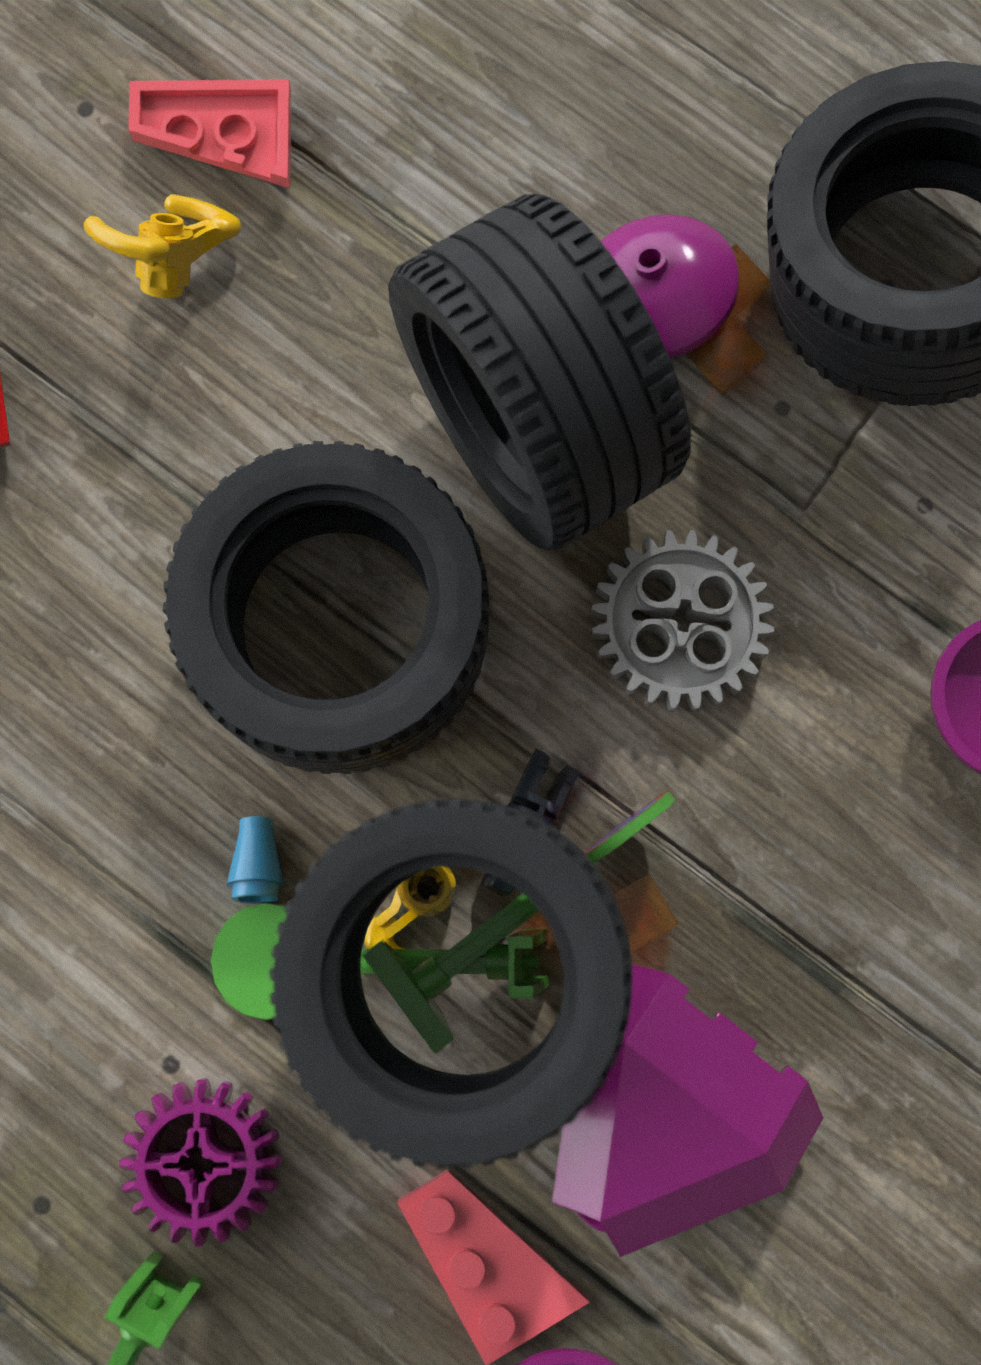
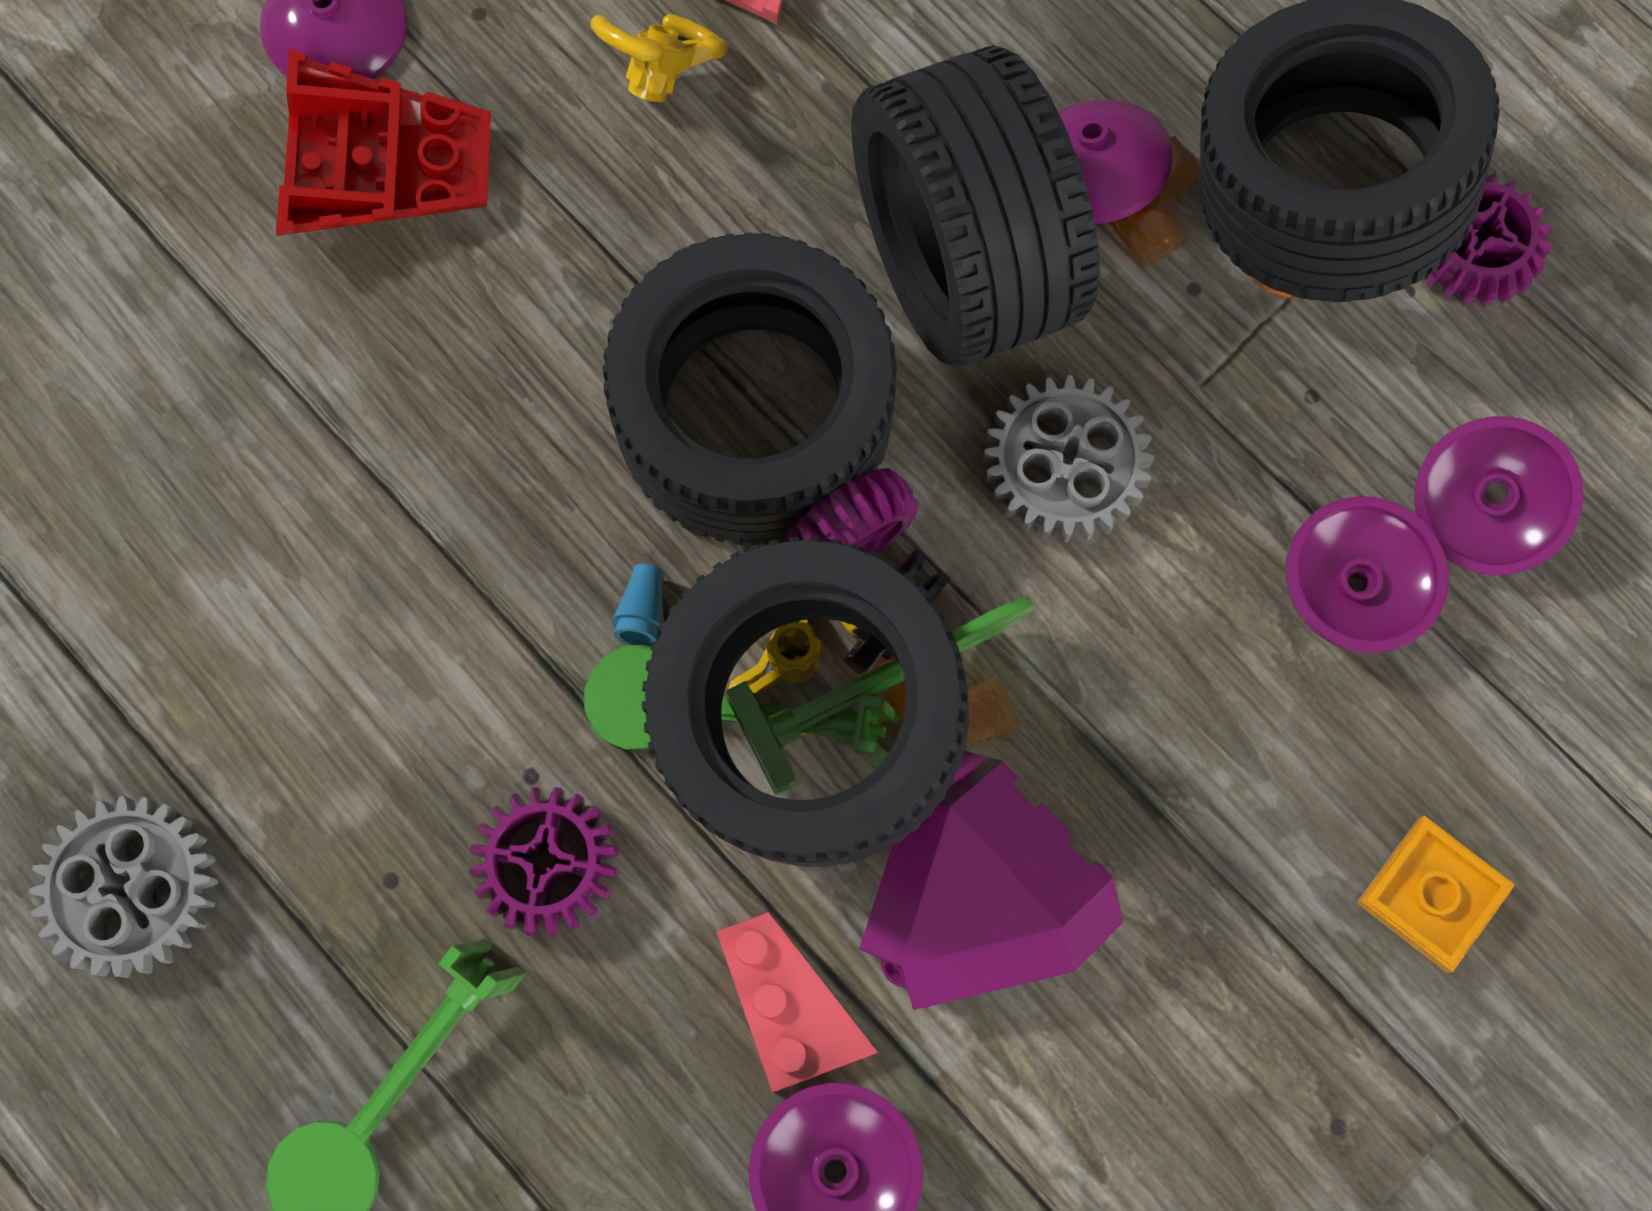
camera: 10 degrees right, 5 degrees down
(464, 740) = (862, 512): none -> magenta gear

